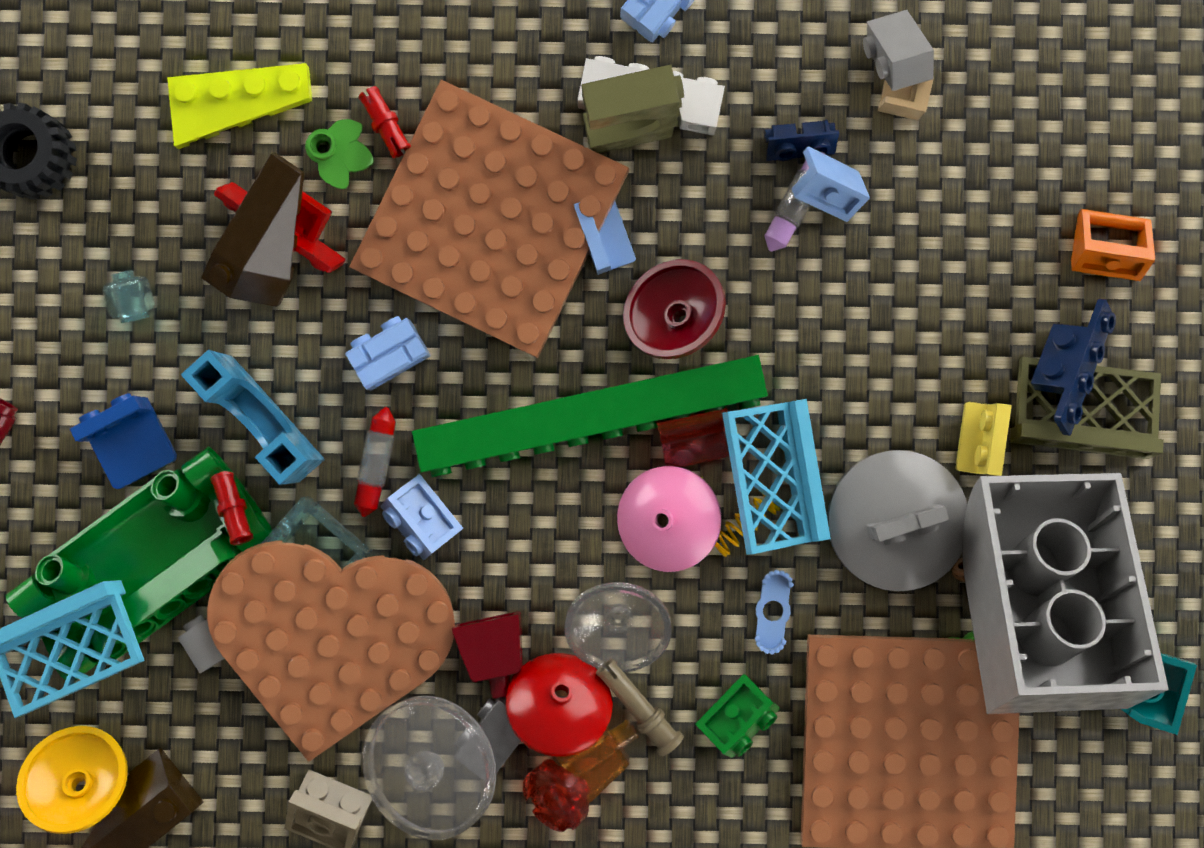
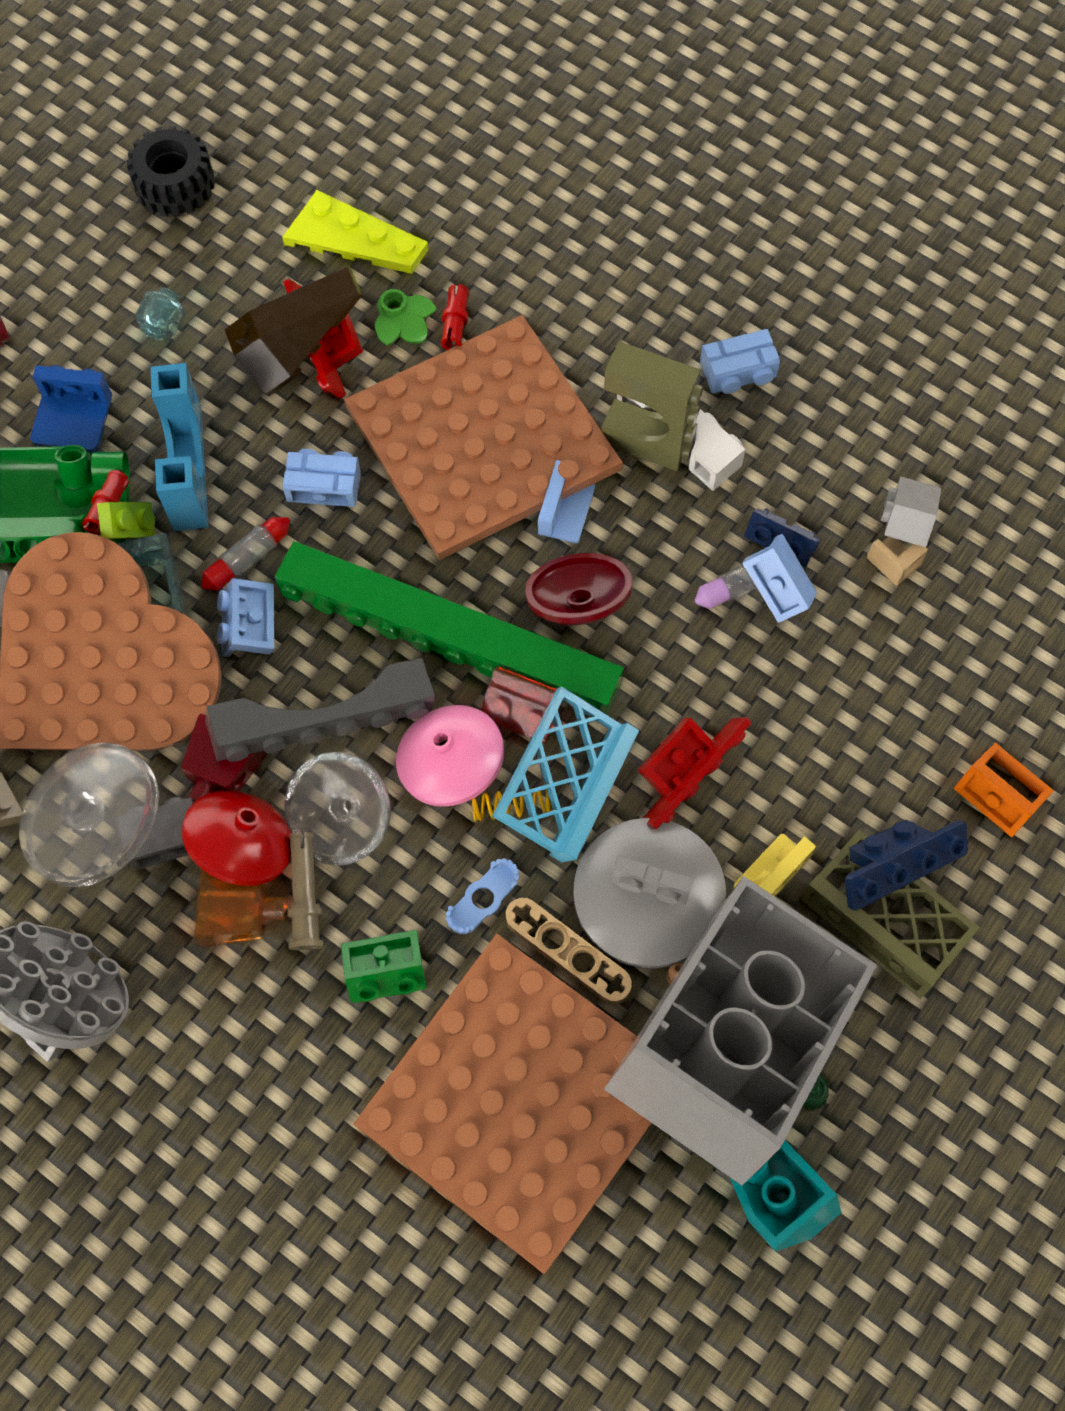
camera: 35 degrees right, 20 degrees down
(260, 510) = (126, 520): none -> lime plate
(502, 621) = (248, 727): none -> dark grey arch
(554, 781) = (174, 914): clear red plate -> none
(857, 397) = (683, 762): none -> red bracket
(866, 609) = (572, 945): none -> tan beam

